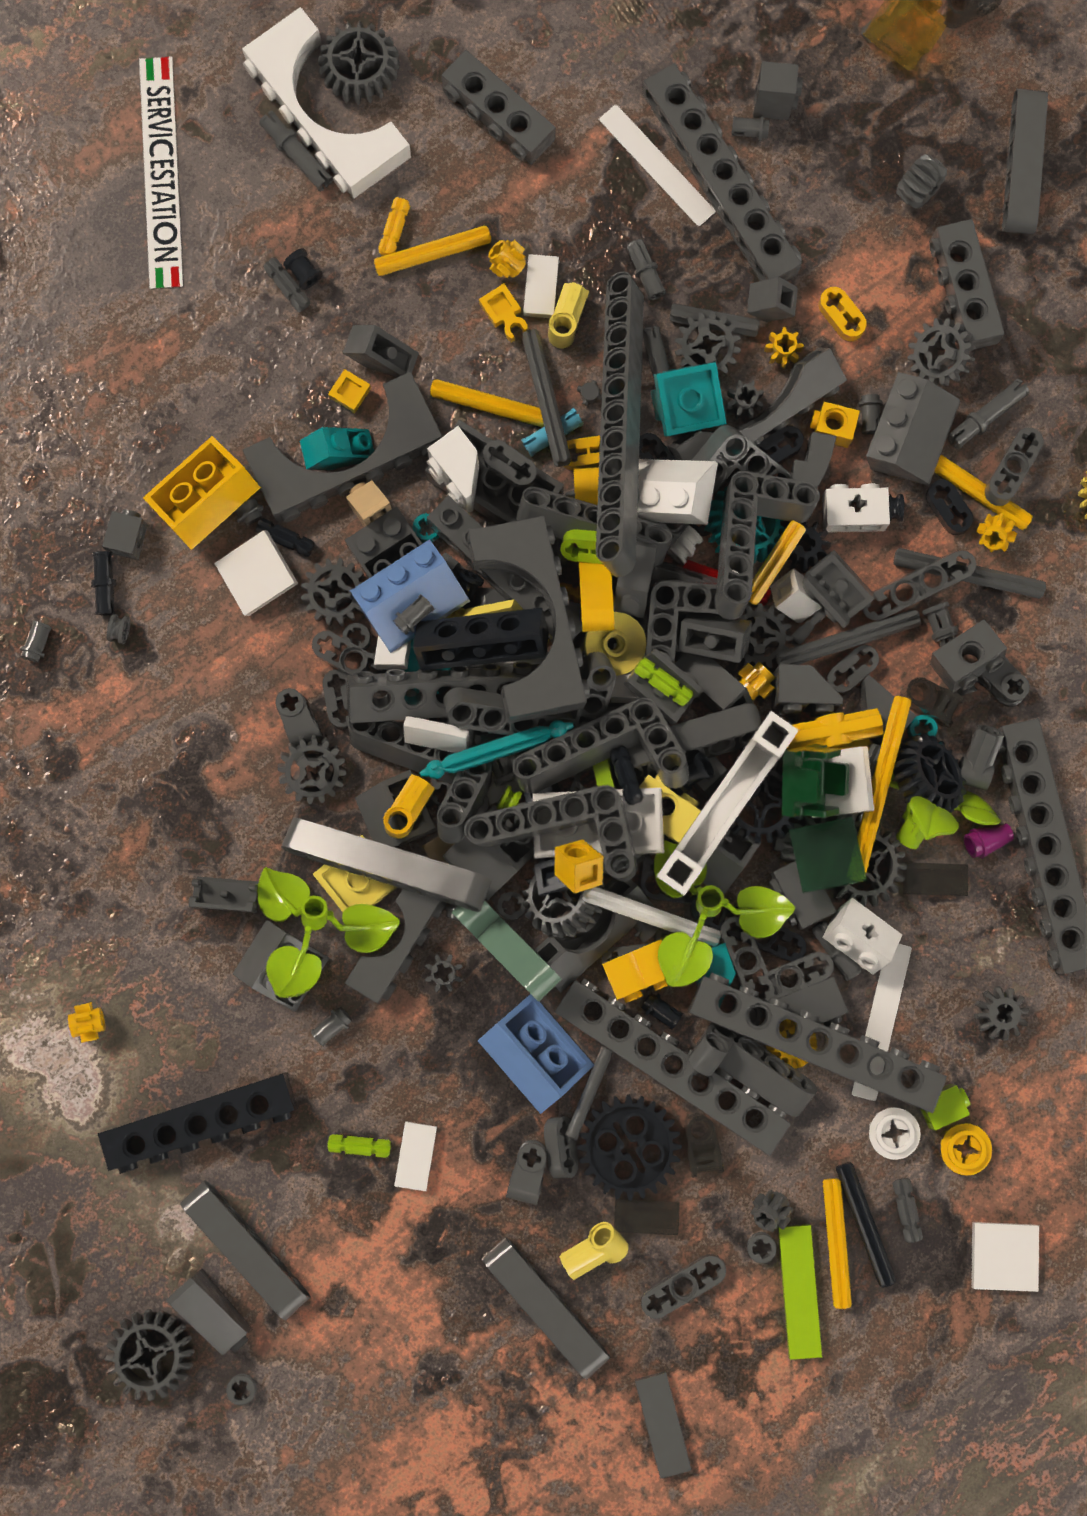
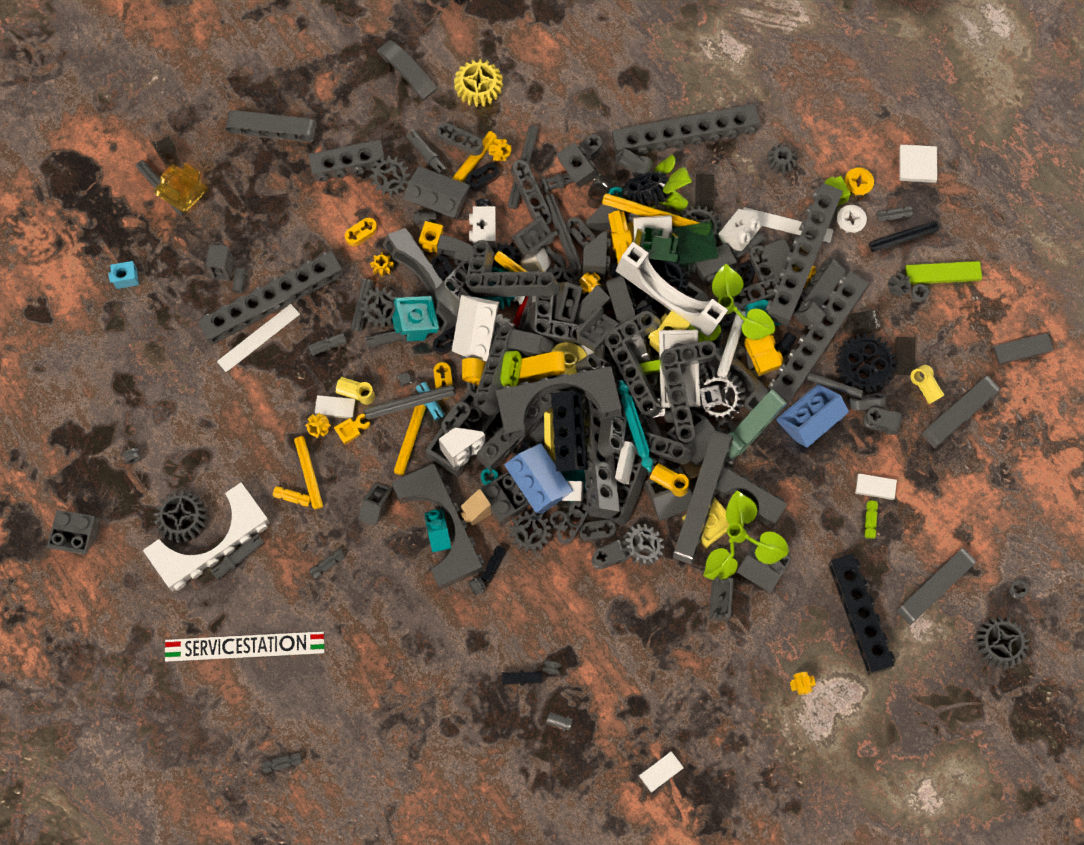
camera: 90 degrees left, 10 degrees down
(125, 534) = (490, 663): dark grey brick -> none
(202, 492) = (466, 611): yellow brick -> none
(210, 1313) = (975, 605): dark grey slope -> none
(256, 573) = (517, 580): white tile -> none
(303, 269) = (317, 552): black bush -> none
(331, 1026) = (800, 535): dark grey pin -> none
(349, 391) = (399, 523): yellow plate -> none
(413, 614) = (550, 469): dark grey pin -> none
(435, 969) = (768, 462): dark grey gear -> none
(469, 73) = (219, 419): dark grey brick -> none
(508, 798) = (662, 426): lime bush -> none
(578, 866) = (707, 375): yellow brick -> none
(620, 425) = (440, 348): dark grey beam -> none
(626, 775) = (652, 349): black axle -> none
(663, 682) = (595, 328): lime axle -> none
(708, 1281) = (941, 343): dark grey beam -> none
(748, 392) = (413, 282): dark grey gear -> none
(772, 299) = (352, 269): dark grey brick -> none
(837, 1243) = (915, 251): yellow axle -> none
(921, 181) = (282, 182): dark grey gear -> none
(986, 840) = (682, 160): magenta cone -> none

